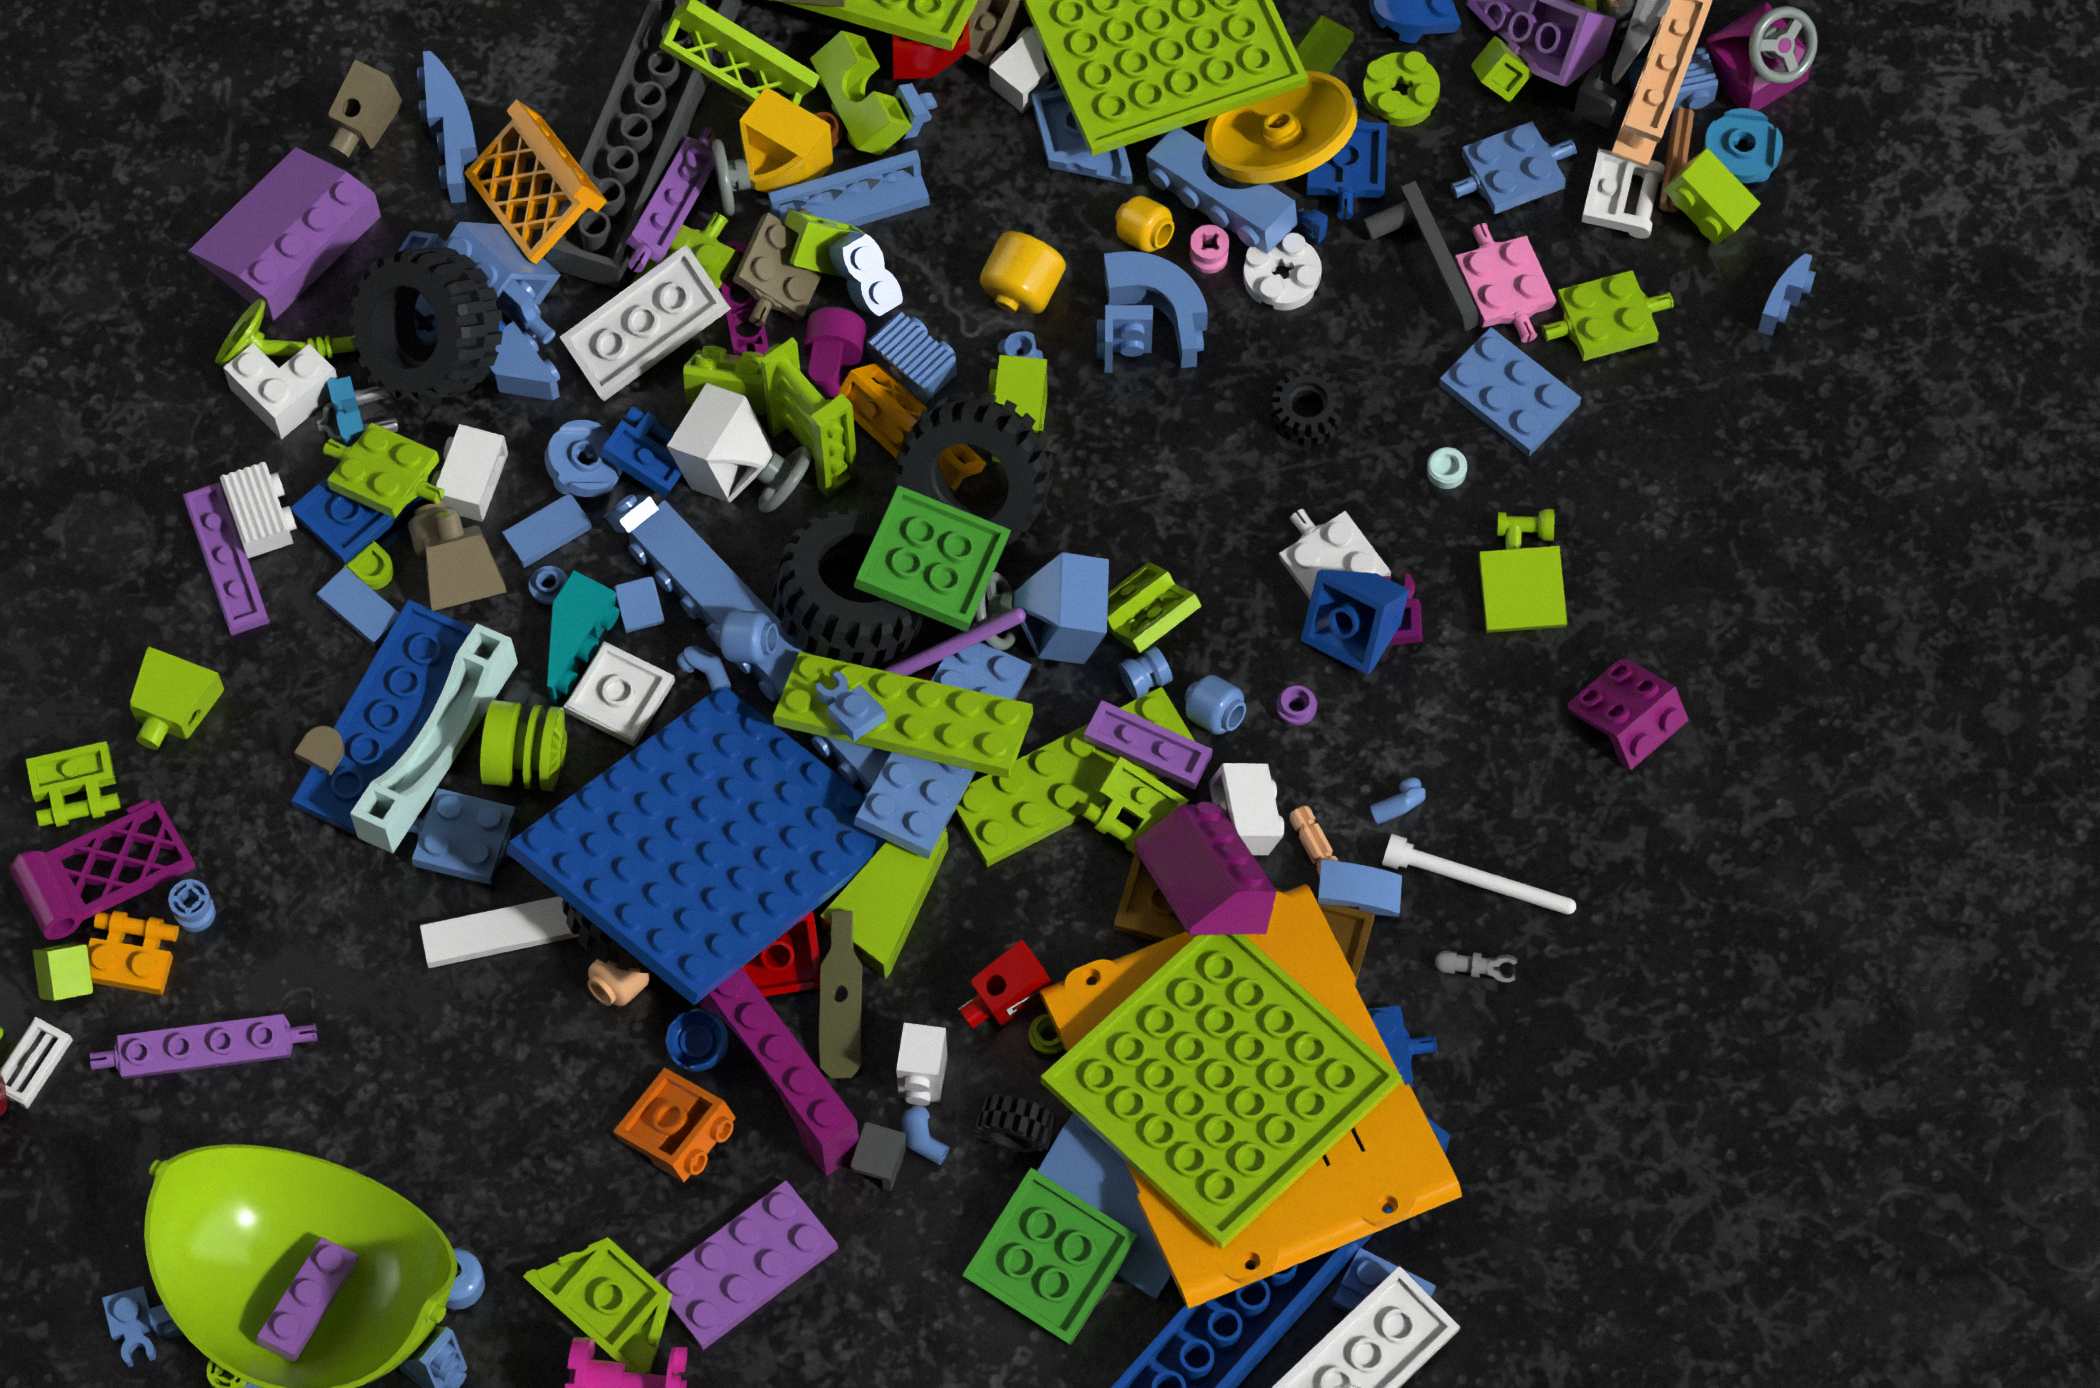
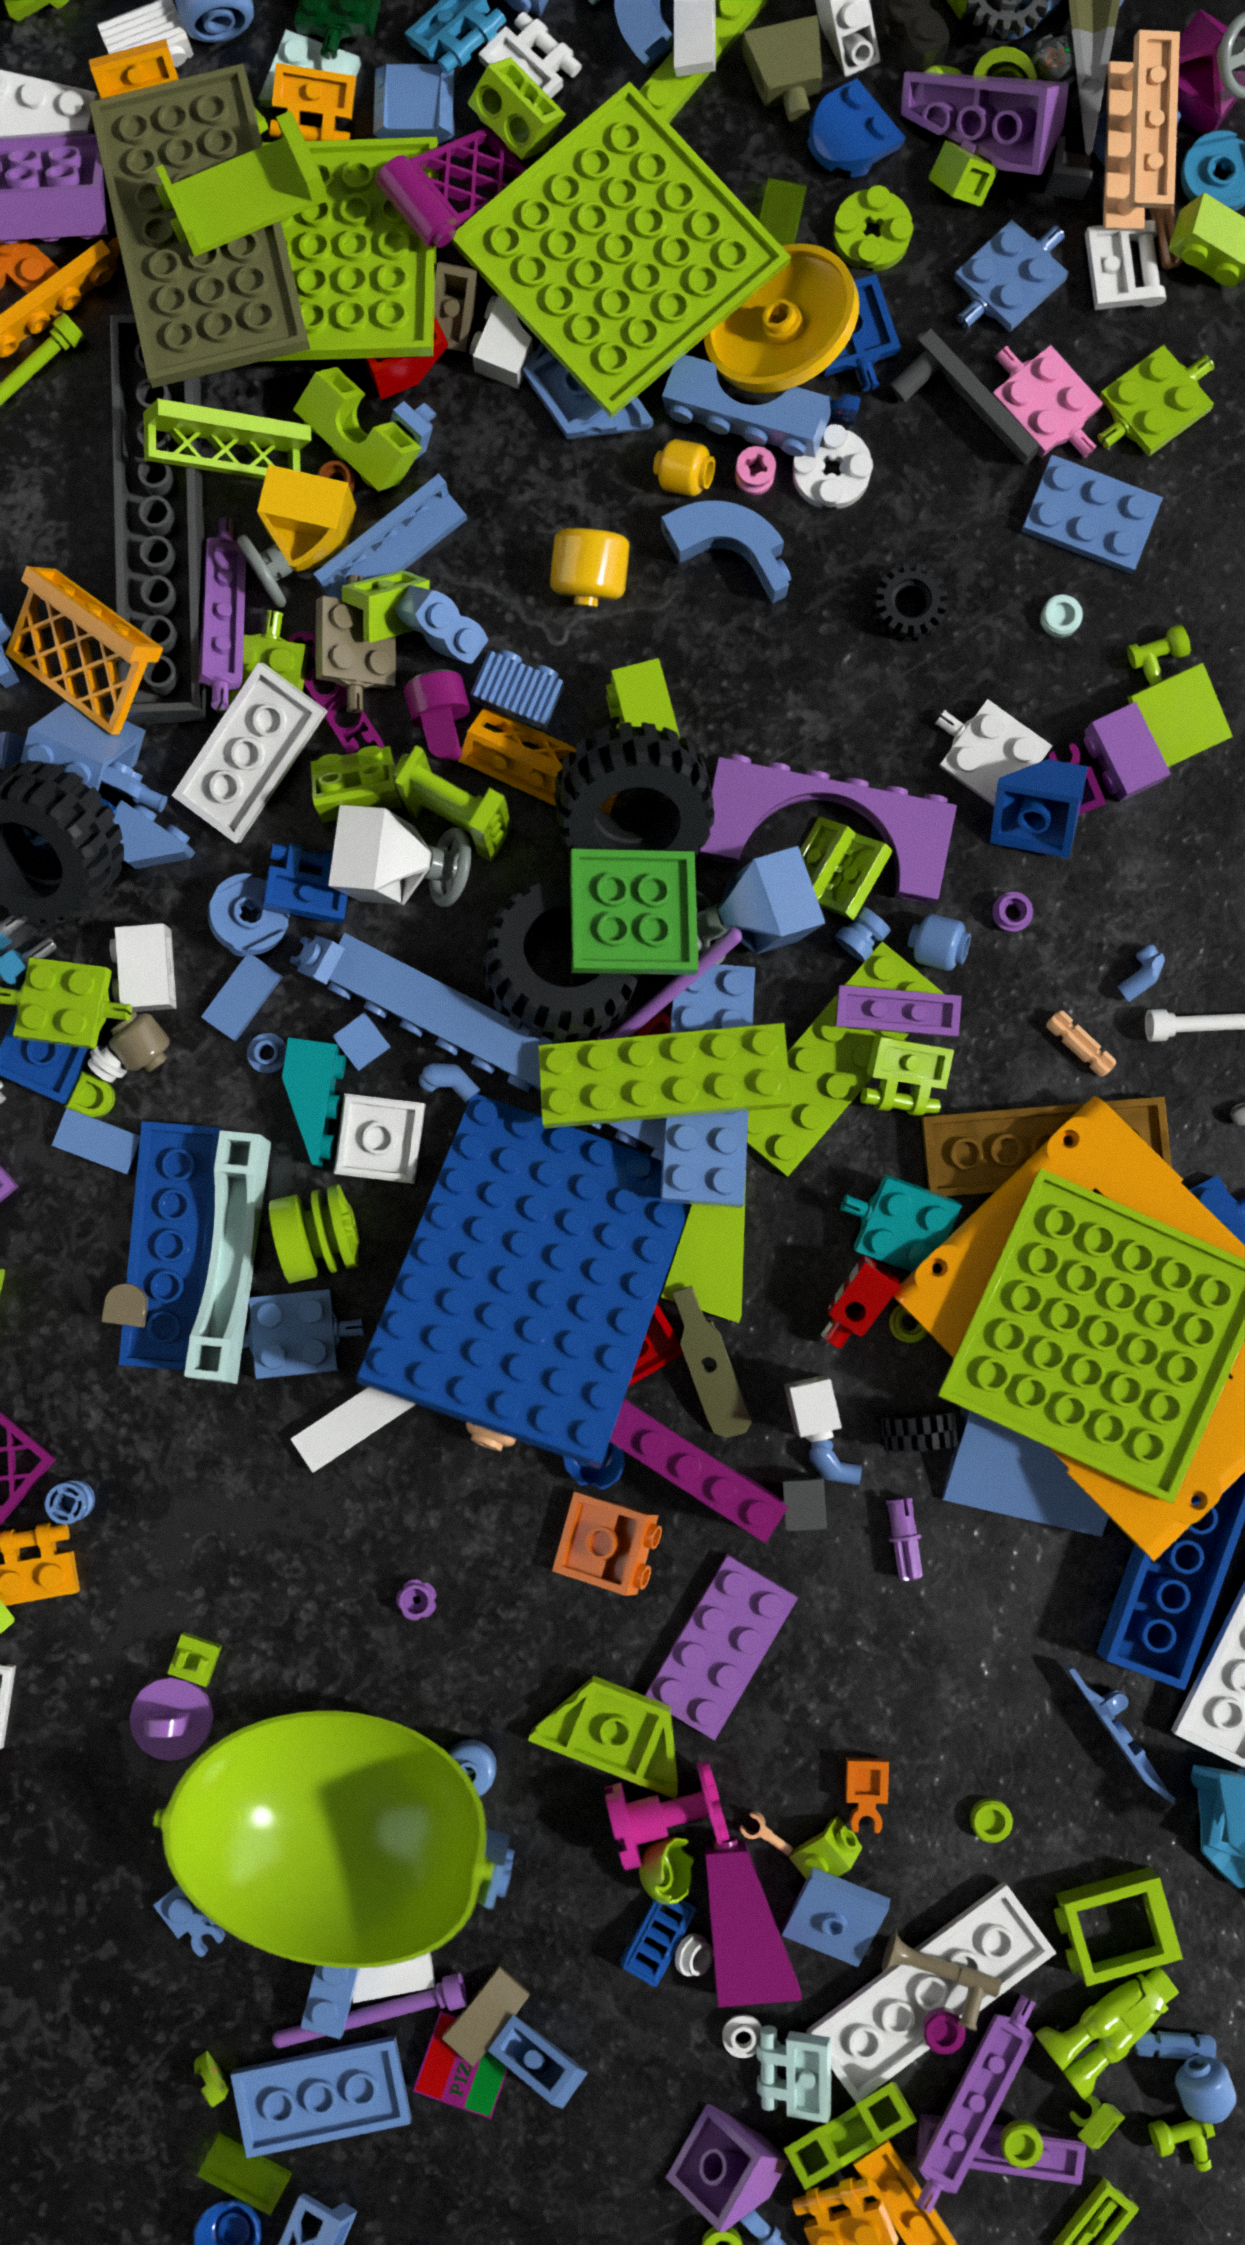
camera: 25 degrees left, 20 degrees up
(193, 1124) = (171, 1718): none -> medium lavender tile
(203, 1046) = (140, 1630): medium lavender plate -> none
(241, 1092) = (194, 1659): none -> lime tile
(307, 1300) = (343, 1845): medium lavender plate -> none
(398, 541) = (106, 1064): none -> white plate
(459, 564) = (178, 1071): dark tan torso -> none
(472, 1103) = (413, 1610): none -> medium lavender plate
(747, 637) = (483, 1050): medium blue head -> none
(852, 710) = (619, 1097): medium blue plate -> none
(963, 1227) = (905, 1538): none -> medium lavender axle
(1020, 341) = (616, 633): medium blue plate -> none
(1050, 1256) = (997, 1540): bright green plate -> none
(1076, 932) = (902, 1222): none -> teal plate
(1090, 517) = (910, 825): none -> medium lavender arch
(1124, 331) = (713, 594): medium blue bracket -> none
(1207, 872) = (1010, 1130): magenta slope -> none
(1249, 802) = (1010, 1038): white brick -> none
(1360, 887) = (1141, 1076): medium blue slope -> none
(1458, 602) = (1125, 752): none -> medium lavender brick

